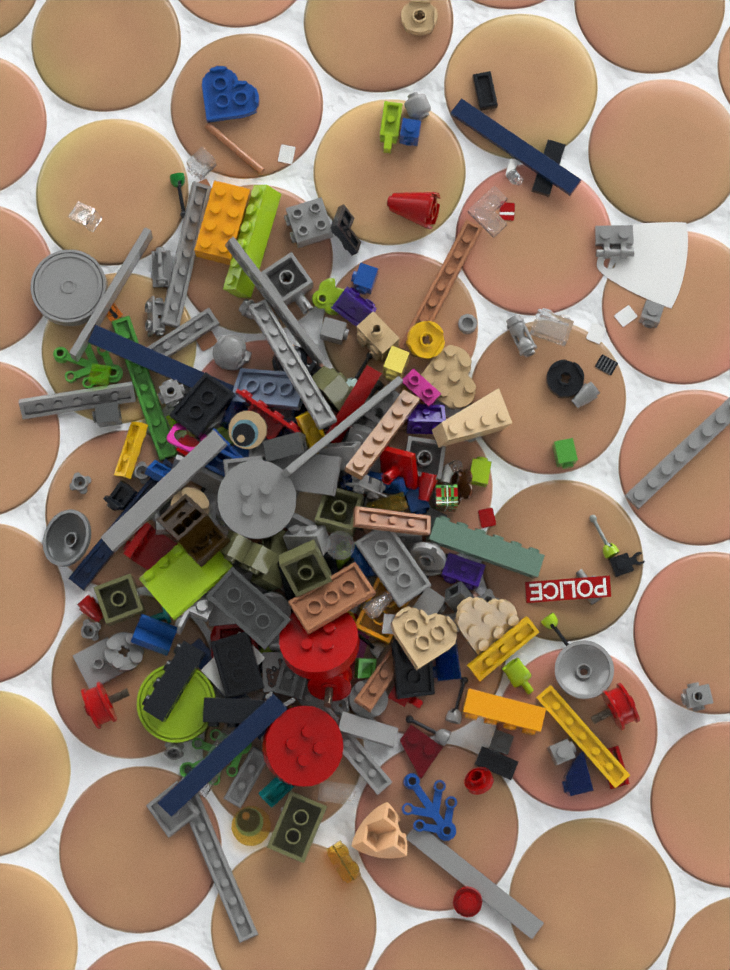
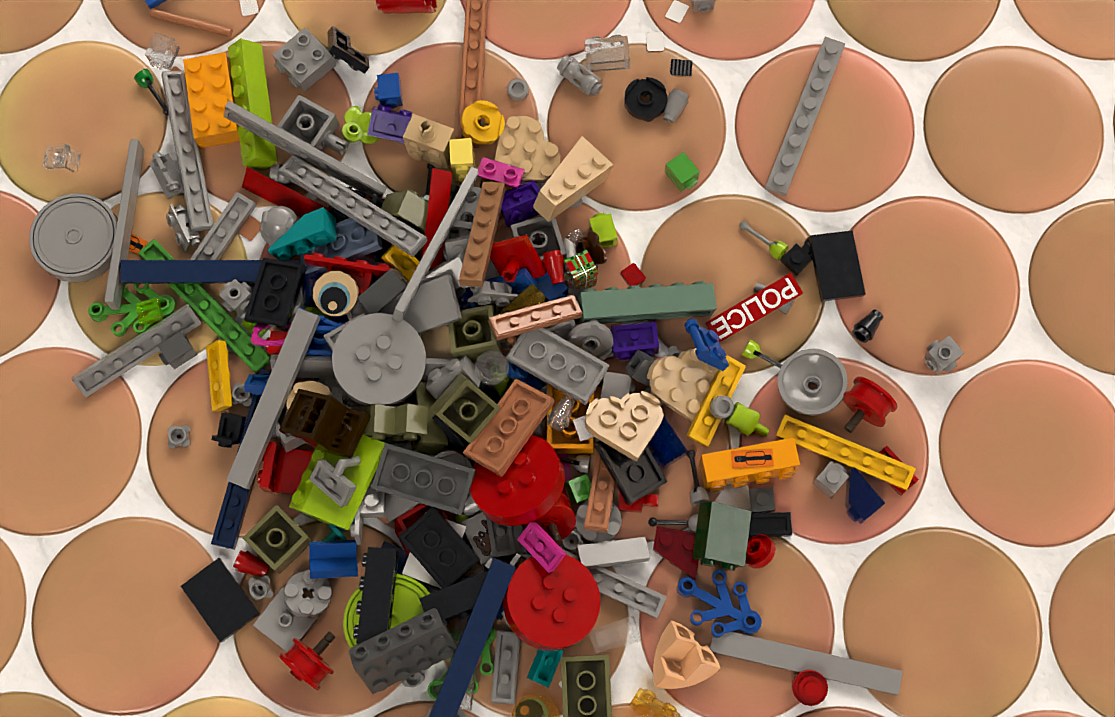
camera: 20 degrees left, 5 degrees down
(56, 624) = (220, 600): none -> black tile
(67, 538) = (189, 499): dark grey dish -> none
(174, 731) = (403, 651): none -> dark grey bracket
(179, 577) = (333, 482): none -> light grey plate
(244, 329) = (278, 193): none -> red sticker
(249, 368) = (307, 233): none -> teal slope
(313, 702) = (541, 546): none -> dark pink plate
(334, 331) = (381, 157): light grey brick -> none
(456, 756) = (721, 535): none -> brick
(504, 656) = (721, 407): none -> light grey tile
(506, 709) = (752, 458): none -> orange sticker
(515, 603) = (707, 345): none -> blue plate
(649, 585) = (836, 266): none -> black tile
(649, 645) = (866, 328): none -> black cone

